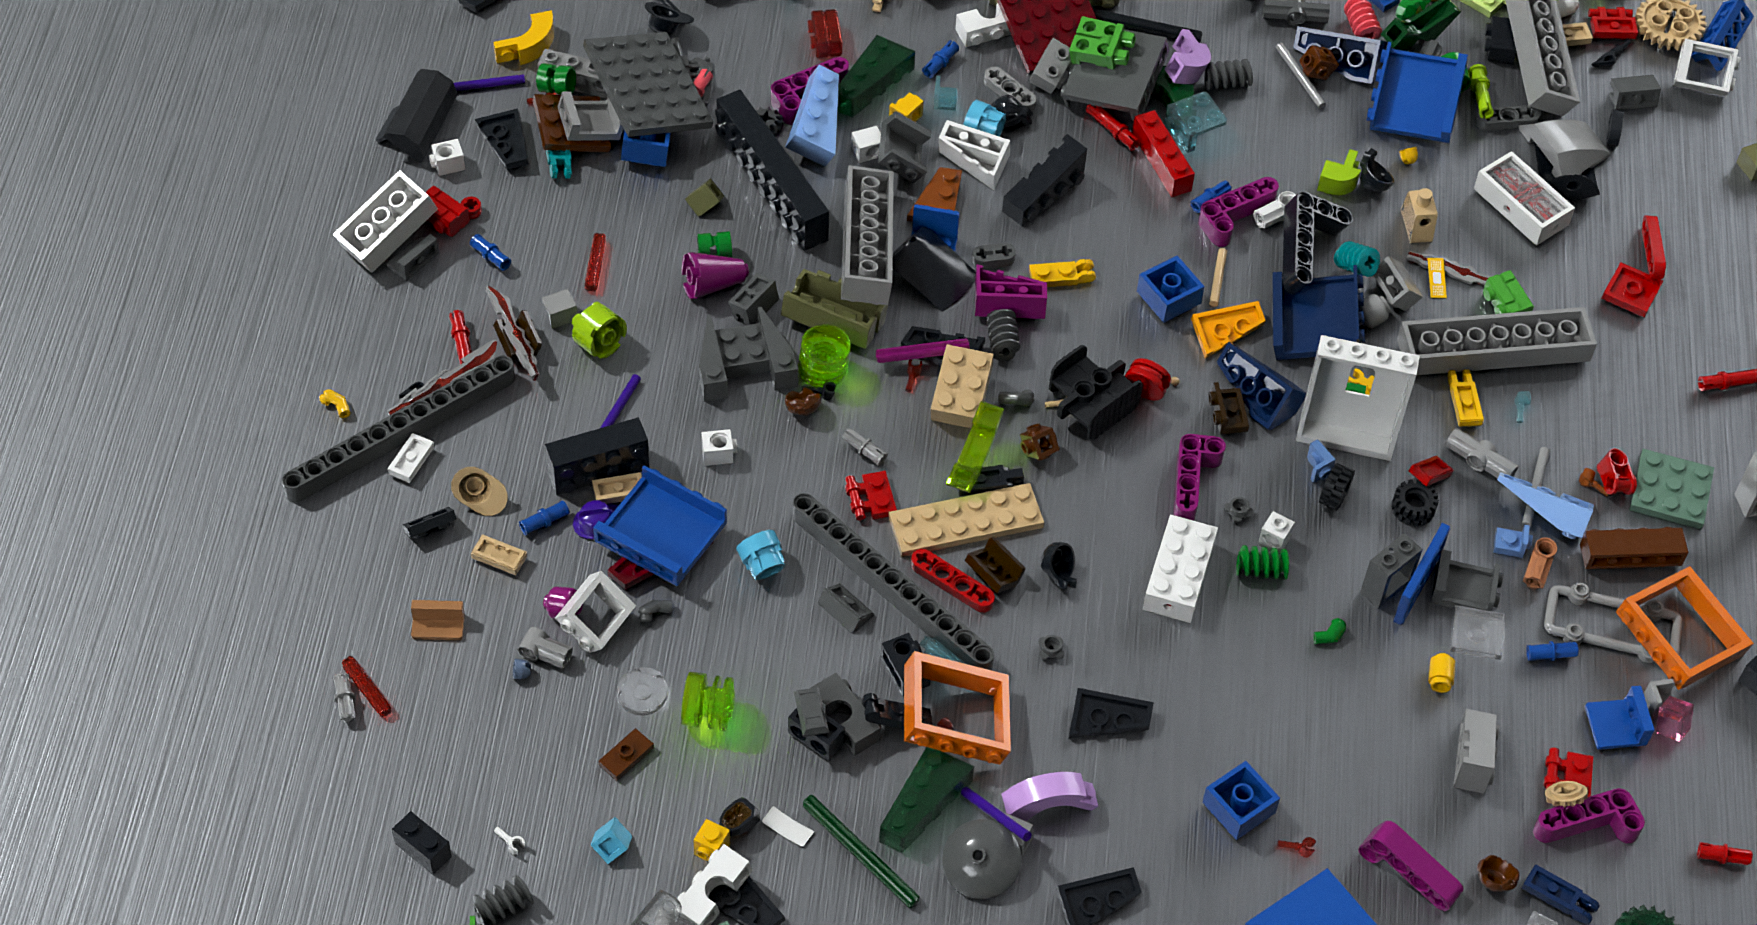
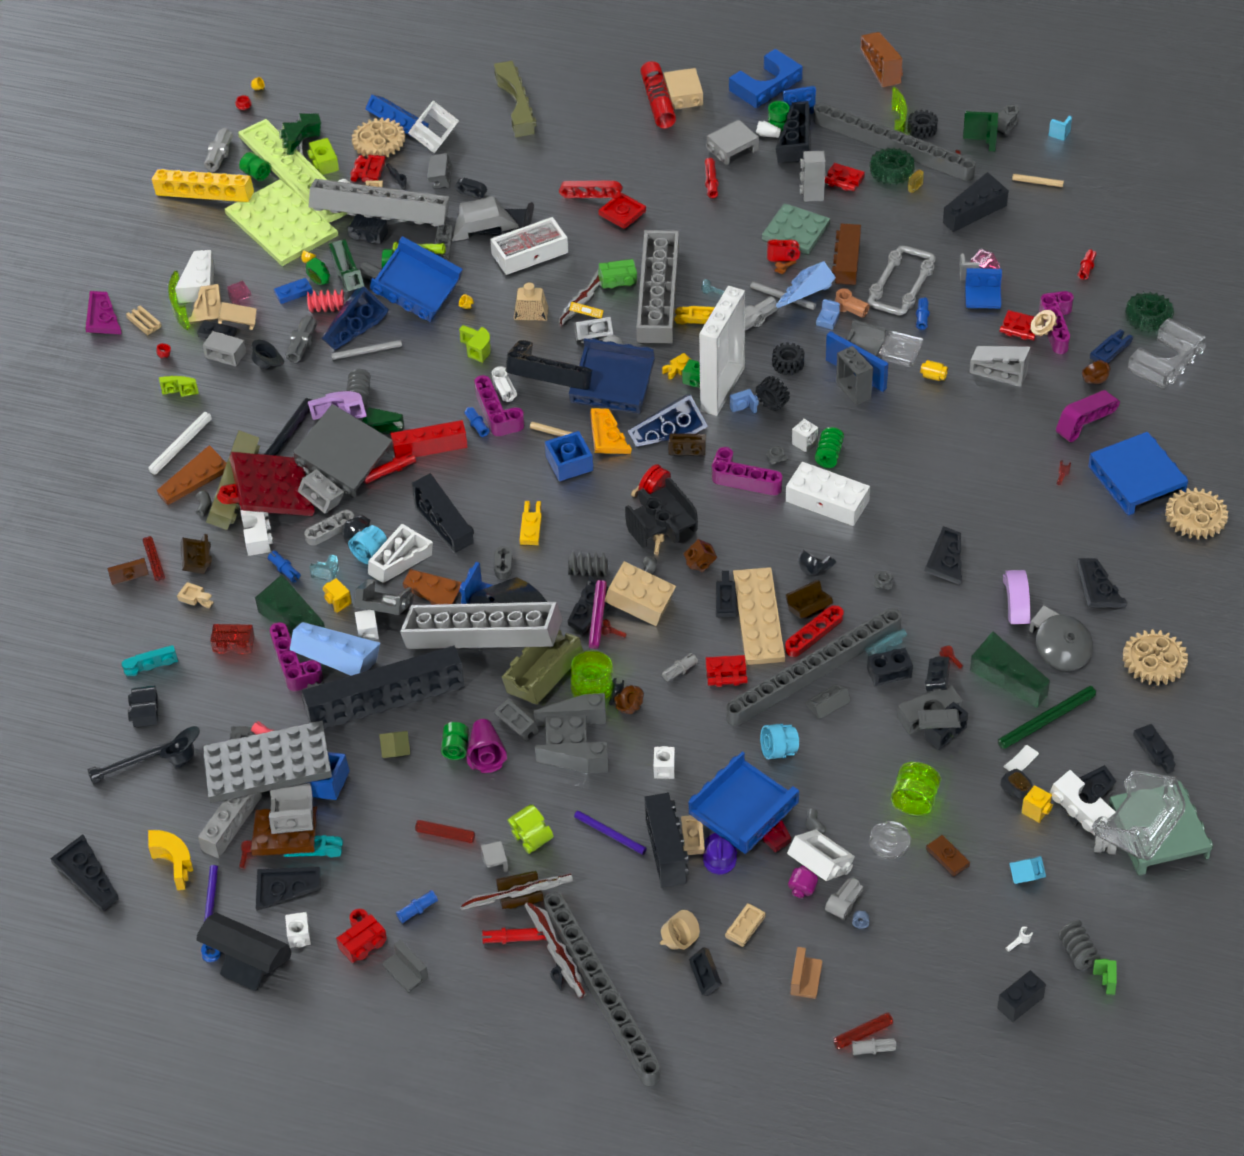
camera: 75 degrees left, 5 degrees down
(330, 396) = (558, 1035): yellow arm -> none
(385, 221) = (374, 974): white brick -> none
(411, 458) = (633, 982): white plate -> none
(544, 517) = (713, 889): blue pin -> none
(555, 79) = (240, 828): green wheel -> none
(963, 676) = (943, 650): orange window -> none
(976, 448) = (702, 593): clear neon green slope -> none
(996, 814) = (1036, 622): dark purple bar -> none
(1020, 294) = (552, 556): magenta wedge -> none
(1101, 43) = (323, 446): bright green hips -> none
(1193, 117) = (402, 413): clear light blue bracket -> none
(1241, 800) = (1030, 491): blue brick -> none
(1318, 62) = (363, 327): reddish brown brick -> none
(1333, 633) = (889, 419): green arm -> none
(1363, 256) = (569, 343): teal piece -> none
(1374, 175) = (488, 321): black piece -> none
(1431, 470) = (764, 342): red tile -> none
(1709, 610) = (886, 232): orange window -> none

